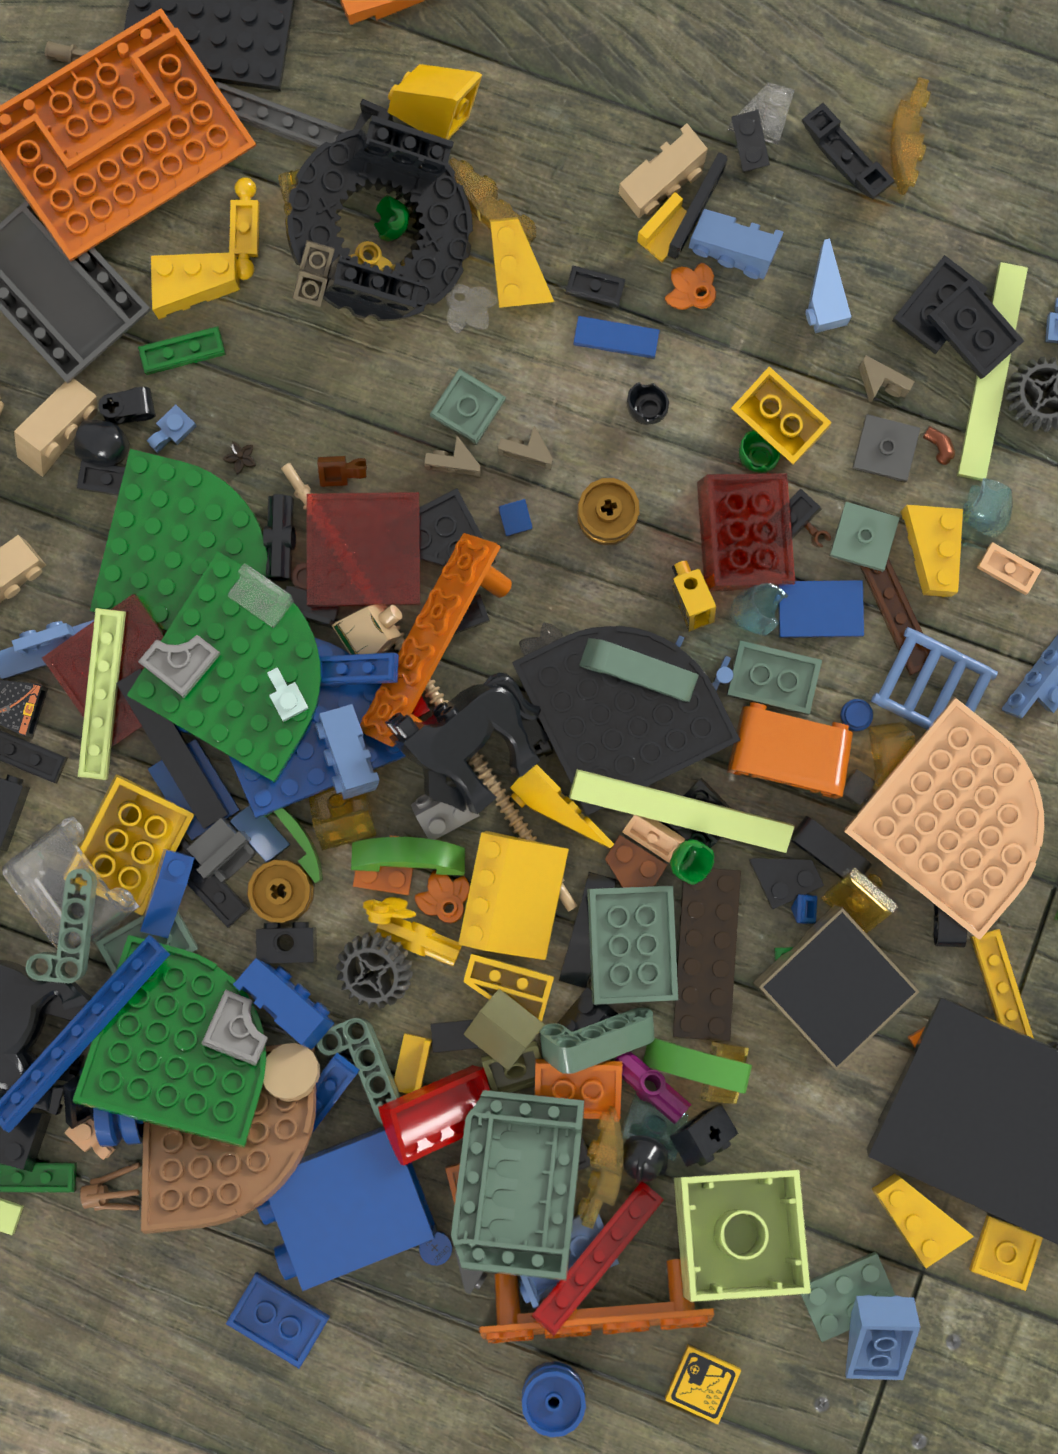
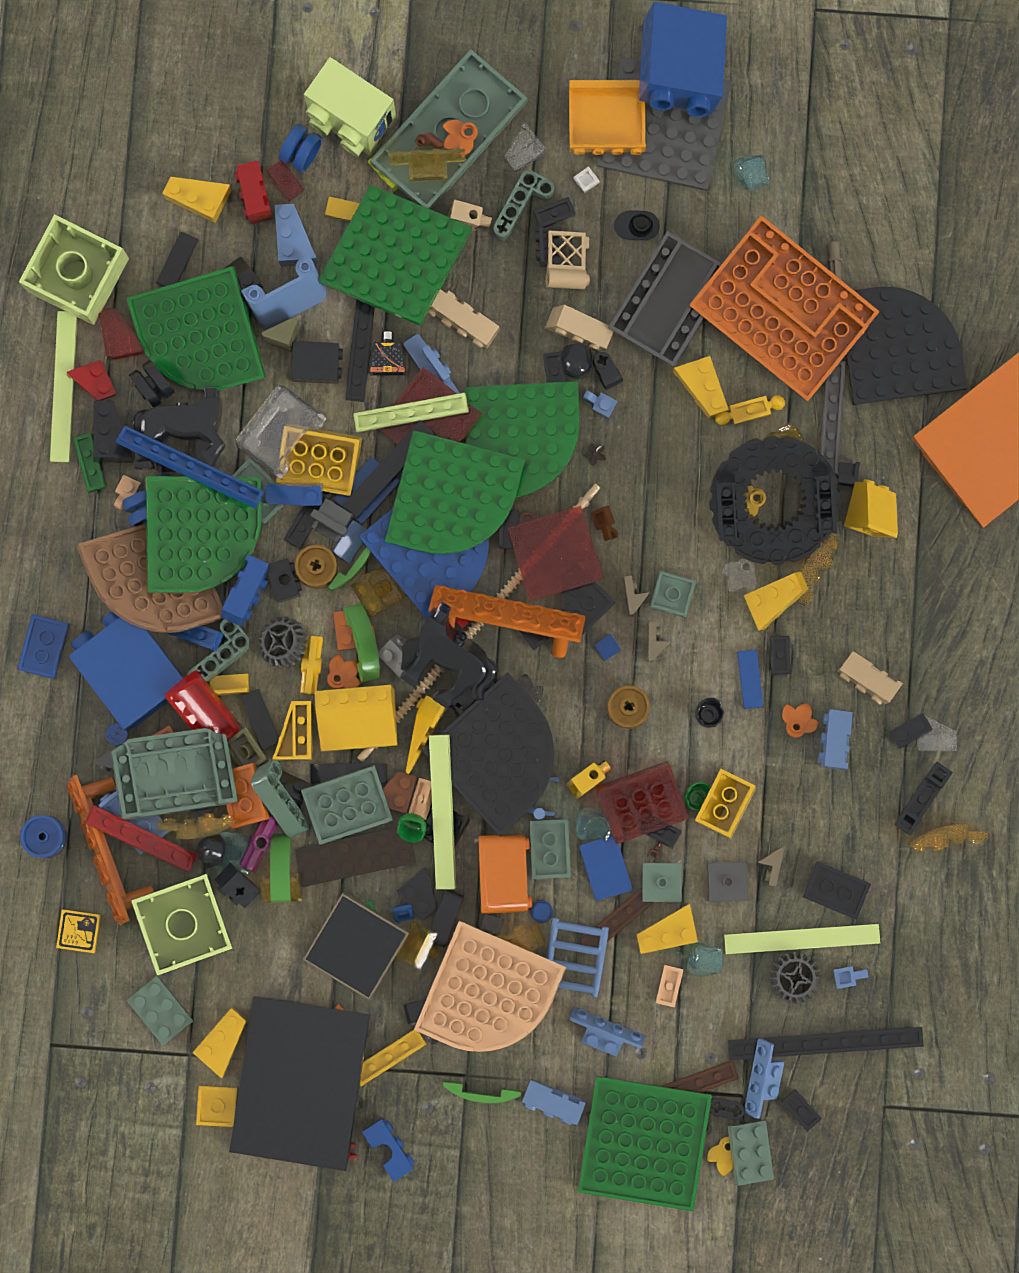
camera: 75 degrees right, 0 degrees up
(68, 924) = (257, 448): sand green beam -> none
(75, 1113) = (138, 478): black plate -> none
(97, 1196) = (89, 508): medium nougat plant -> none
(180, 664) = (442, 458): light grey tile -> none
(182, 350) = (655, 394): green tile -> none
(233, 1030) = (218, 563): light grey tile -> none
(260, 596) = (501, 496): clear panel -> none
(279, 537) = (548, 496): black piece -> none
(286, 699) = (440, 534): light aqua plate -> none
(291, 1072) = (202, 608): tan tile -> none
(313, 273) = (724, 467): dark tan slope -> none
(346, 752) = (417, 582): medium blue wedge -> none
(359, 669) = (474, 574): blue tile -> none
(369, 629) = (501, 573): tan torso -> none
(382, 911) = (322, 636): yellow plate -> none
(393, 219) = (784, 507): green hair -> none
(503, 1029) = (268, 735): olive slope -> none
(638, 669) = (524, 755): sand green beam -> none
(662, 227) = (834, 692): yellow panel -> none
(697, 206) = (854, 707): black tile -> none
(827, 301) = (816, 813): light blue slope -> none
(881, 1337) = (140, 1036): medium blue slope -> none
(943, 443) = (742, 919): copper arm -> none
(975, 328) = (824, 917): black plate -> none

